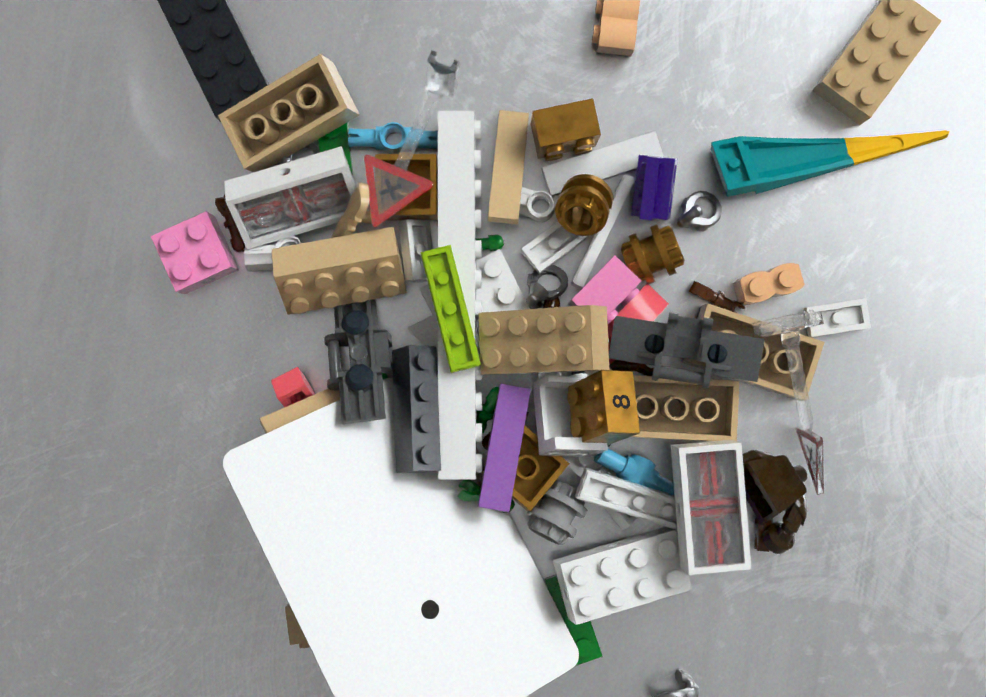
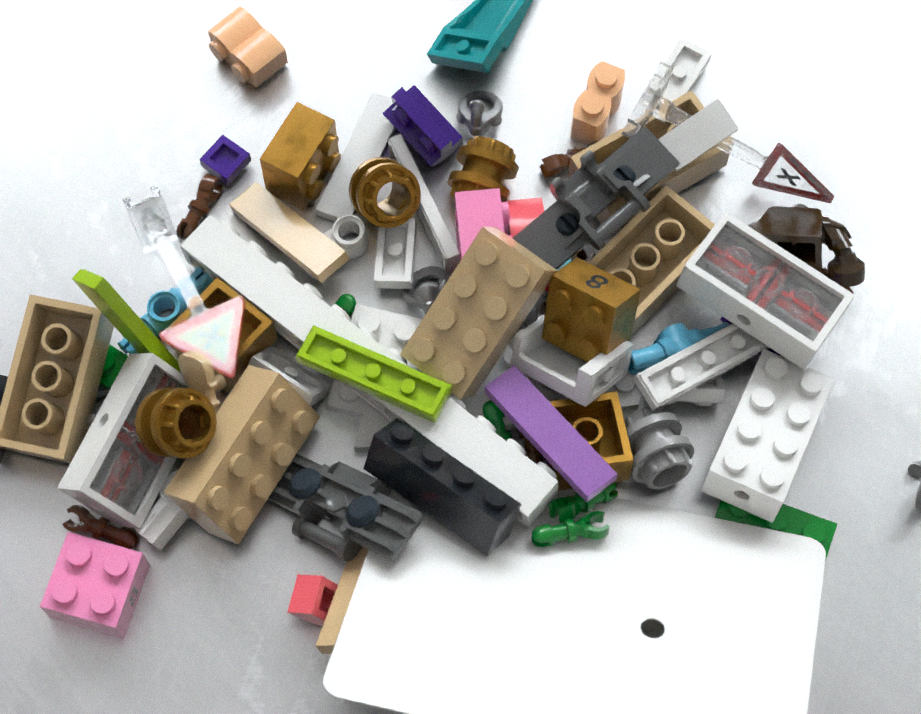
camera: 45 degrees left, 20 degrees down
(315, 219) = (175, 422): none -> pearl gold piece
(352, 128) = (122, 316): none -> lime tile
(441, 495) = (546, 535): none -> green piece
(496, 89) = (207, 193): none -> reddish brown piece
(527, 80) = (225, 159): none -> dark purple plate
(789, 377) = (699, 133): none -> white tile

